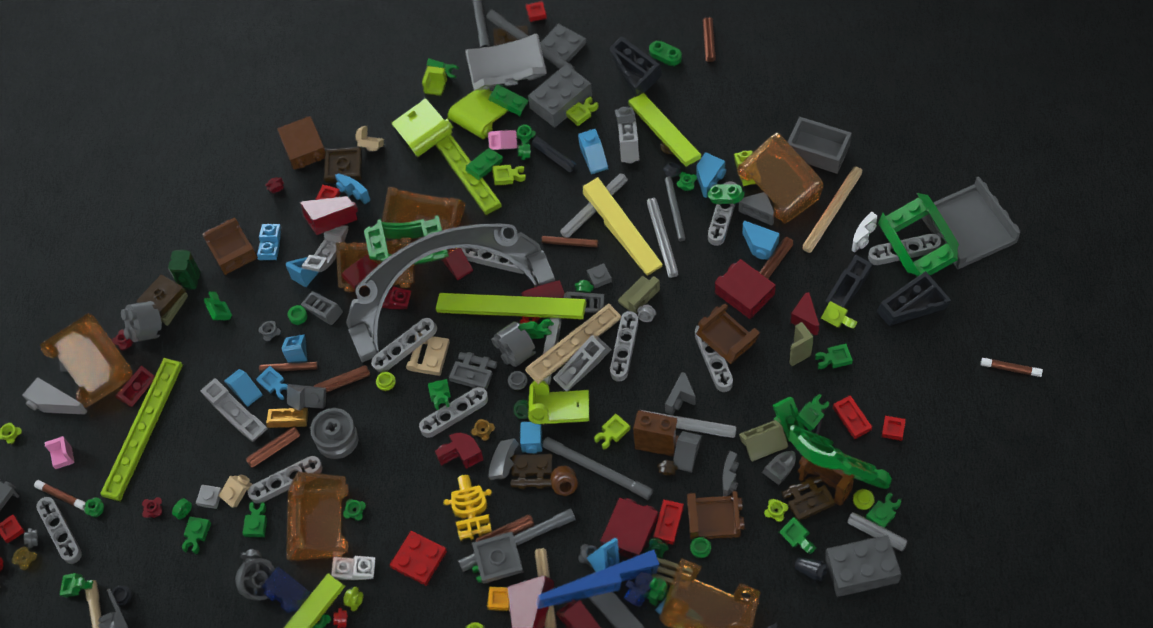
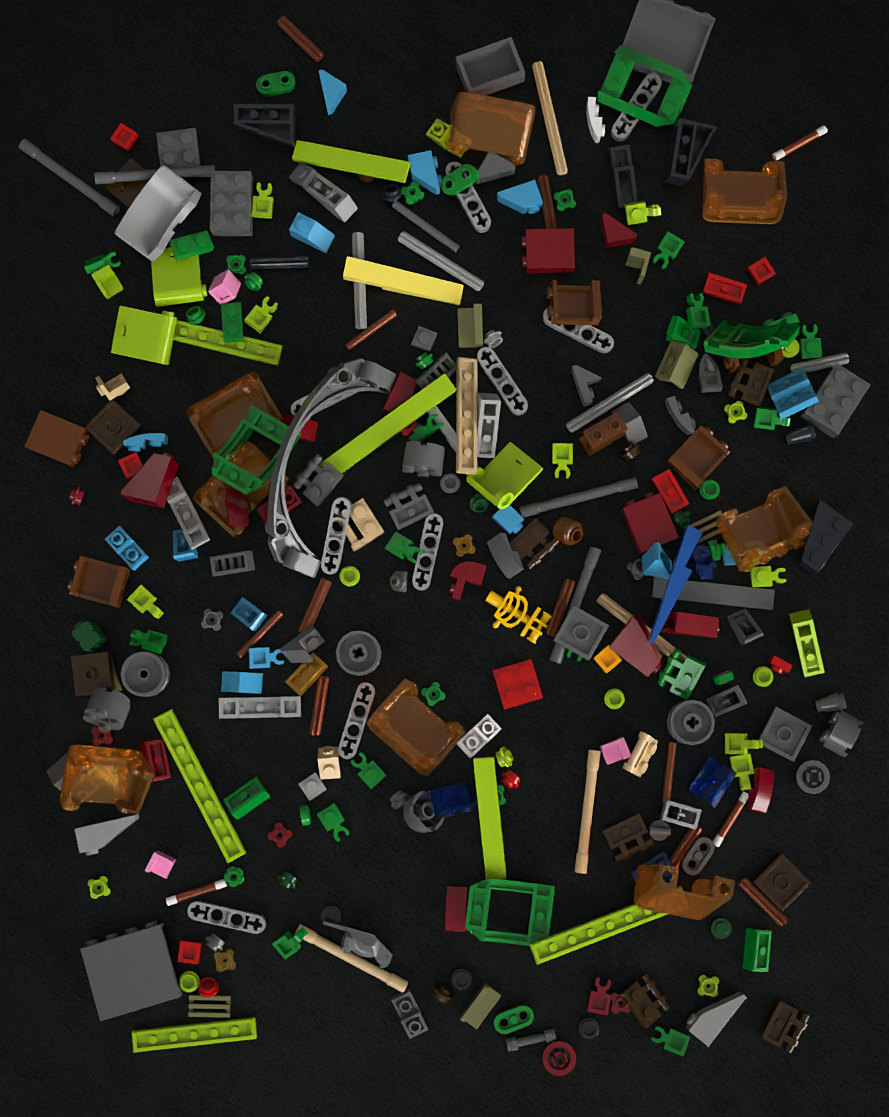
camera: 50 degrees left, 25 degrees up
(121, 541) = (287, 880): none -> dark green plate
(160, 464) = (246, 798): none -> green slope
(190, 323) = (133, 677): none -> dark grey wheel
(241, 280) = (144, 600): none -> lime plate
(297, 315) = (219, 586): green tile -> none
(414, 414) = (399, 581): none -> dark grey plate
(434, 305) = (322, 484): none -> dark grey plate
(466, 142) = (195, 315): none -> green plate
(696, 82) = (333, 90): none -> dark azure slope
(790, 262) = (568, 195): none -> green plate
(832, 529) = (792, 393): none -> dark azure slope
(927, 364) = (744, 195): none -> clear orange windscreen

